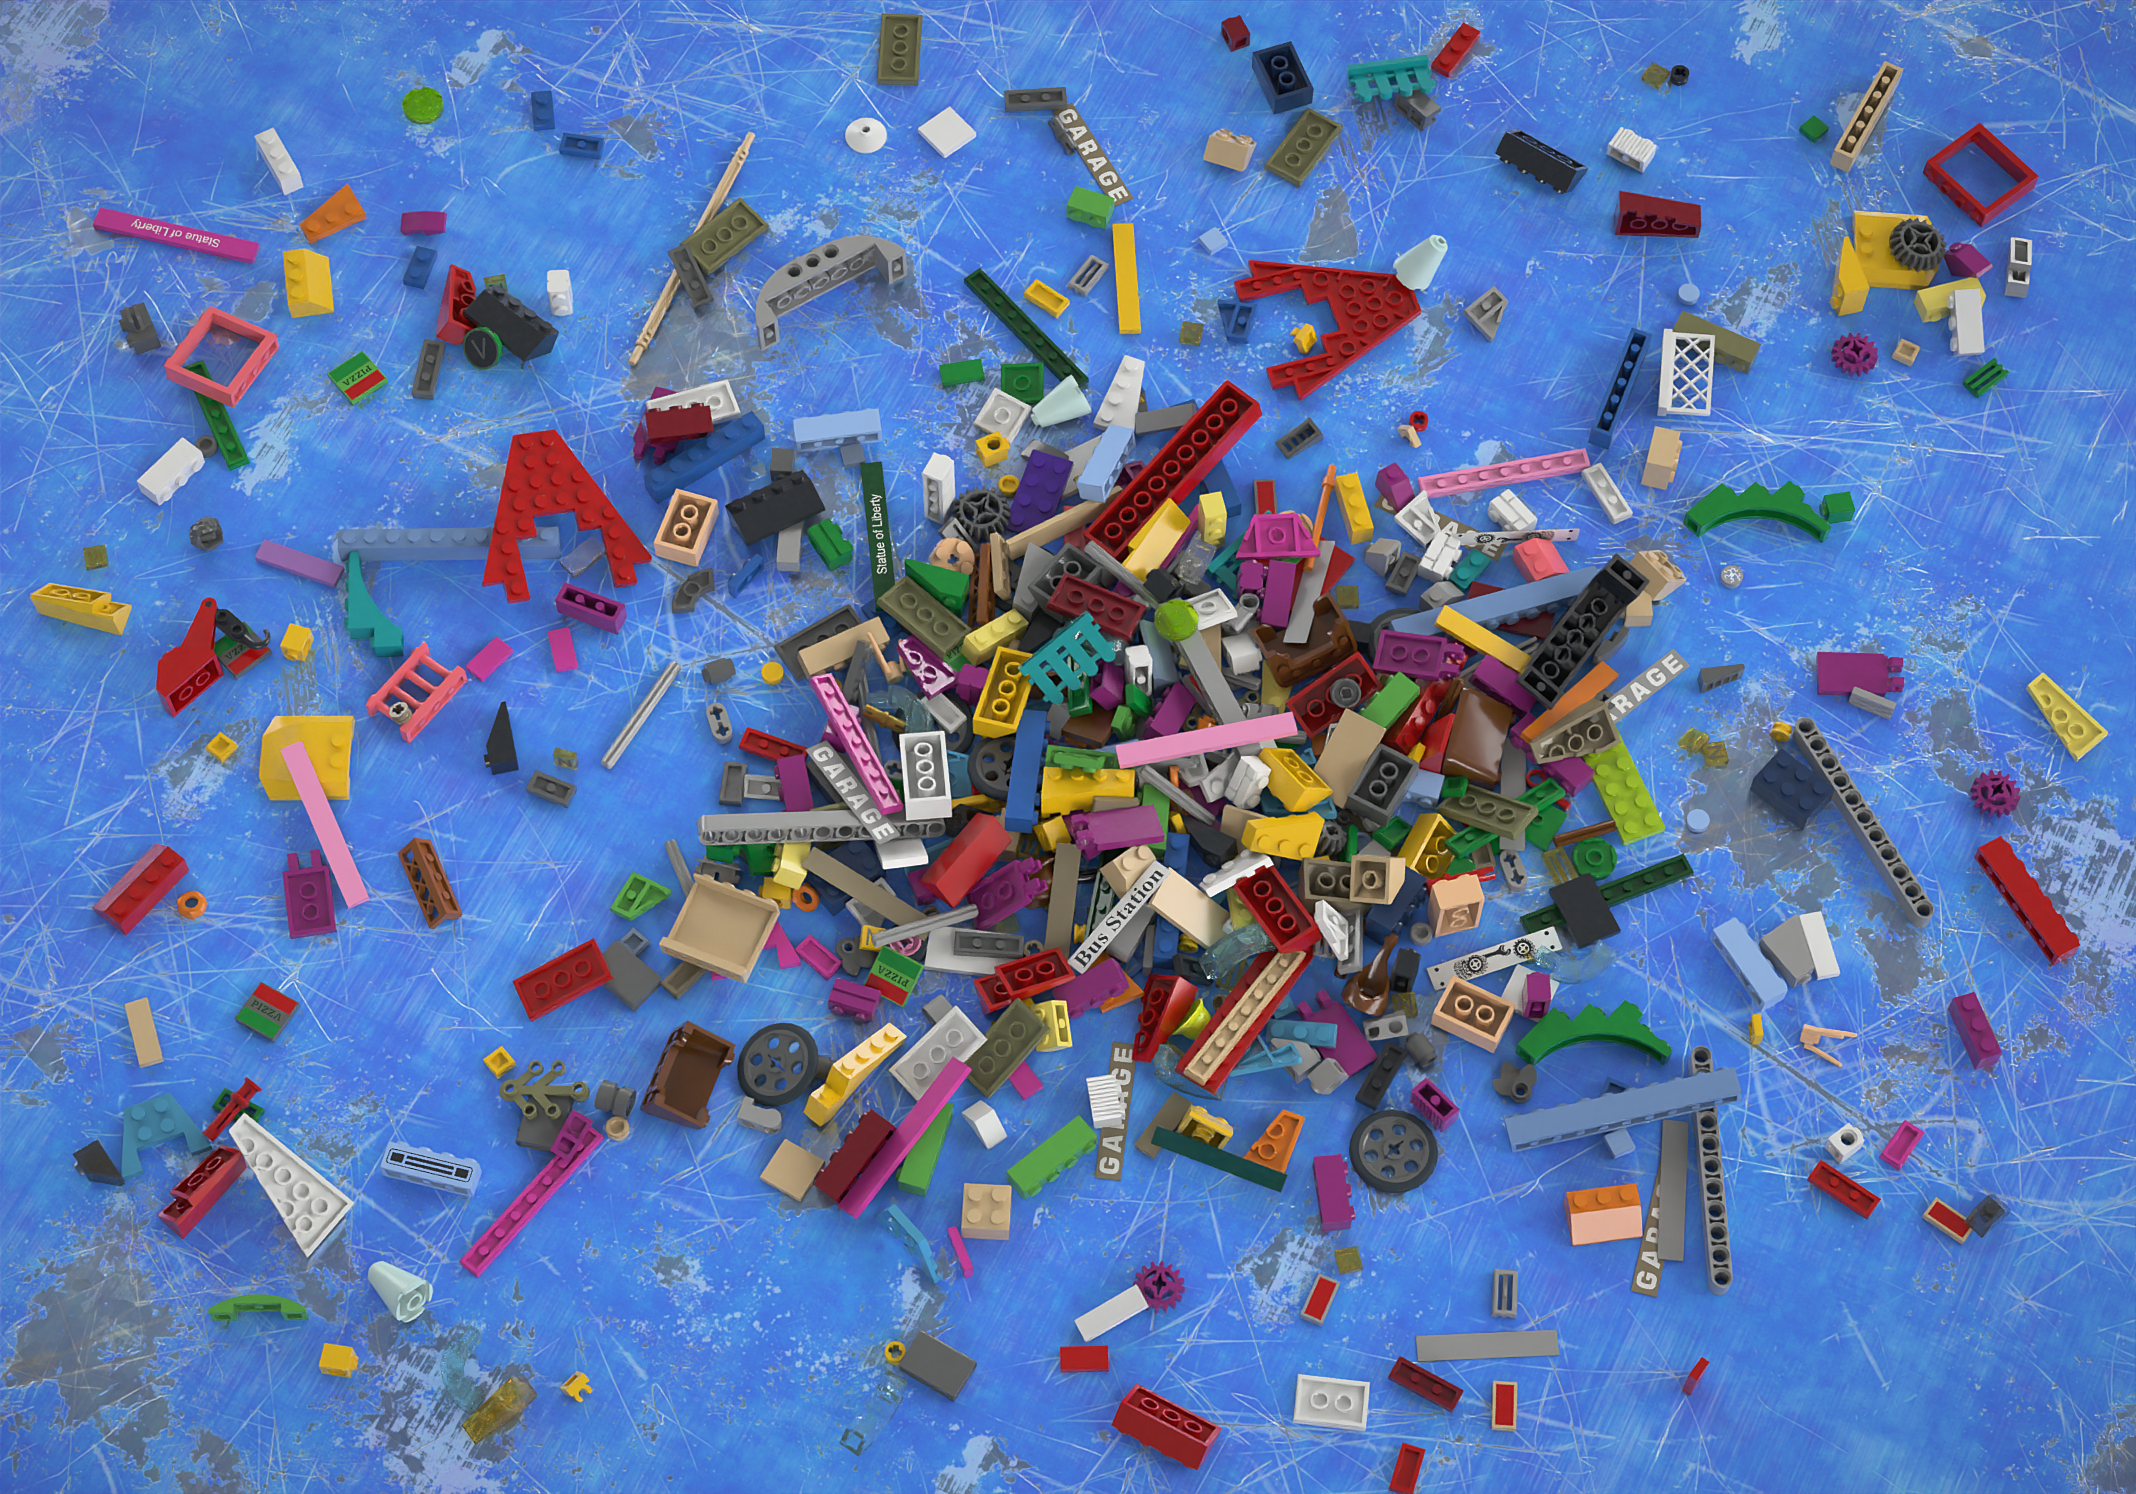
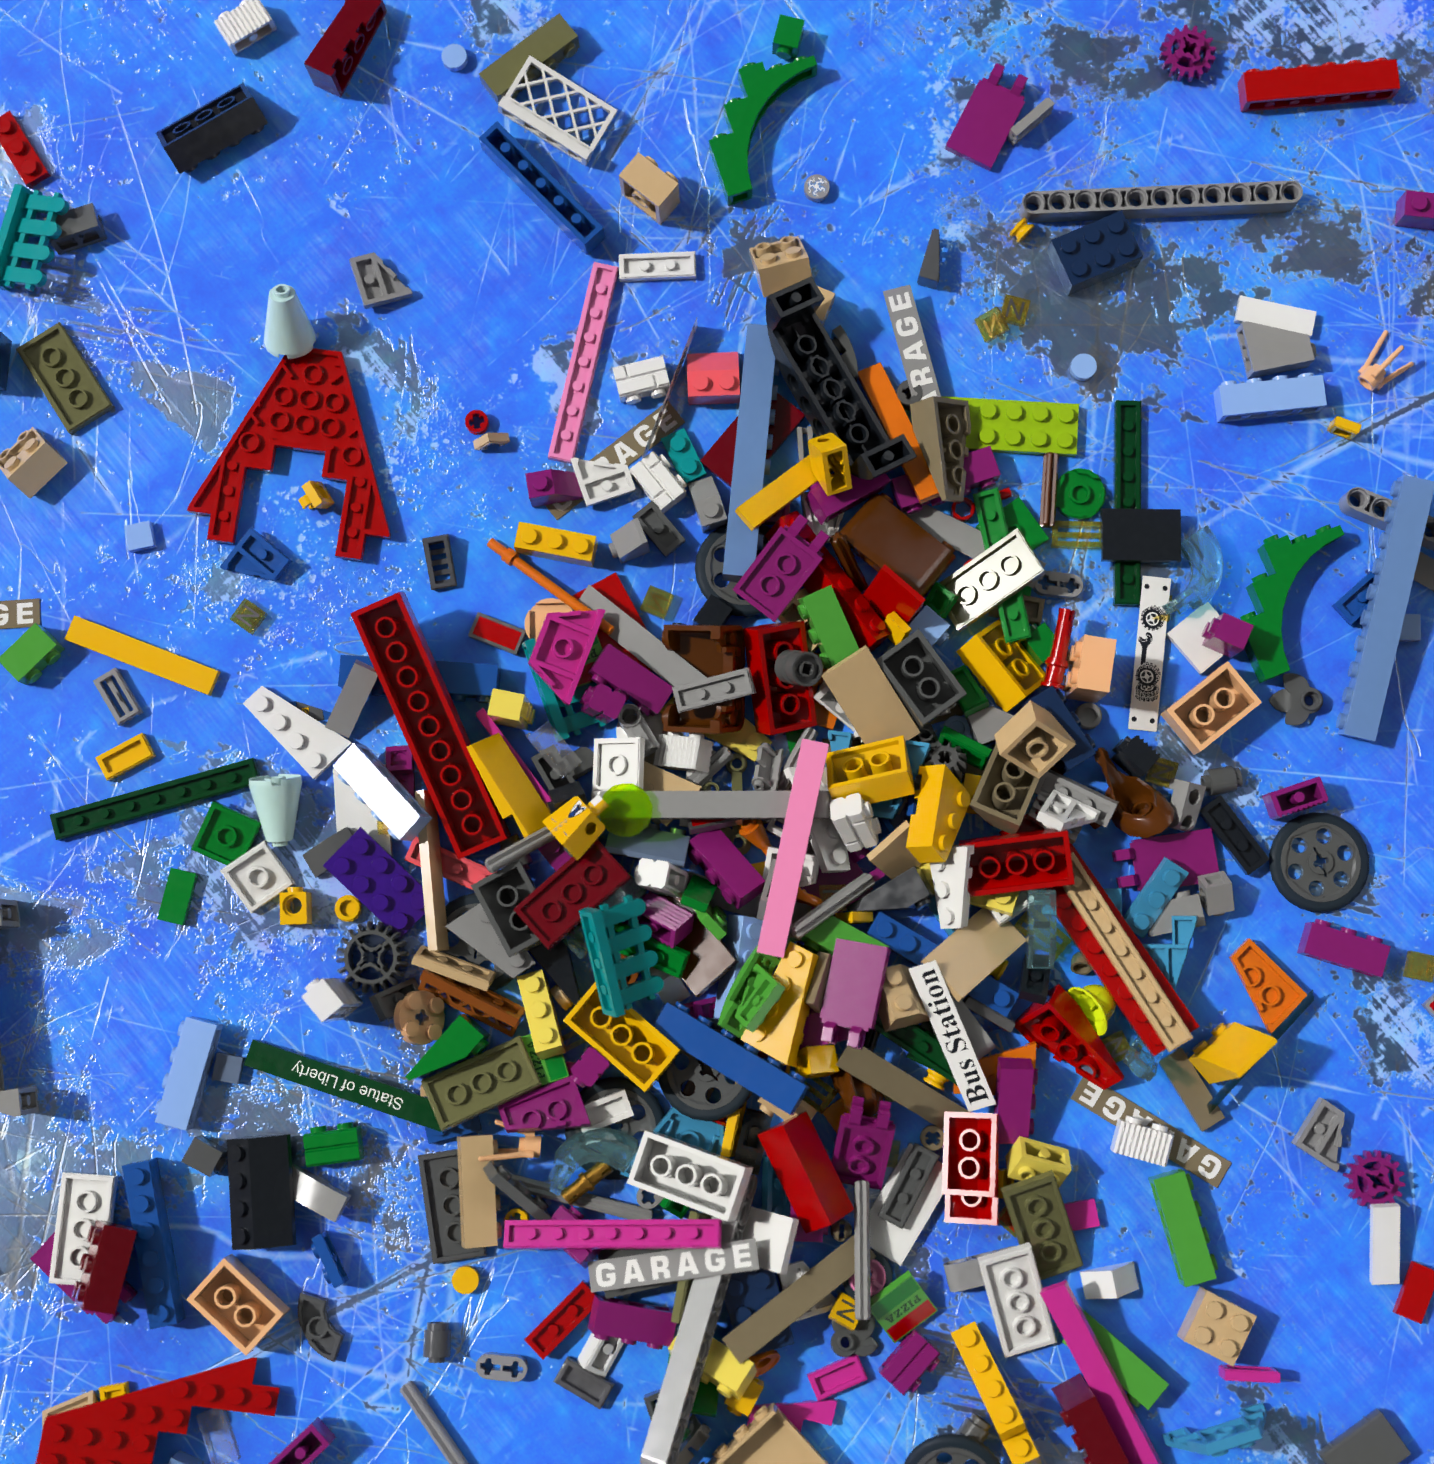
camera: 60 degrees left, 20 degrees up
(1149, 588) = (577, 824): none -> yellow torso
(1176, 1235) = (1321, 1133): none -> light grey wing
(1298, 647) = (714, 690): none -> light grey tile
(1517, 652) = (827, 454): none -> yellow torso

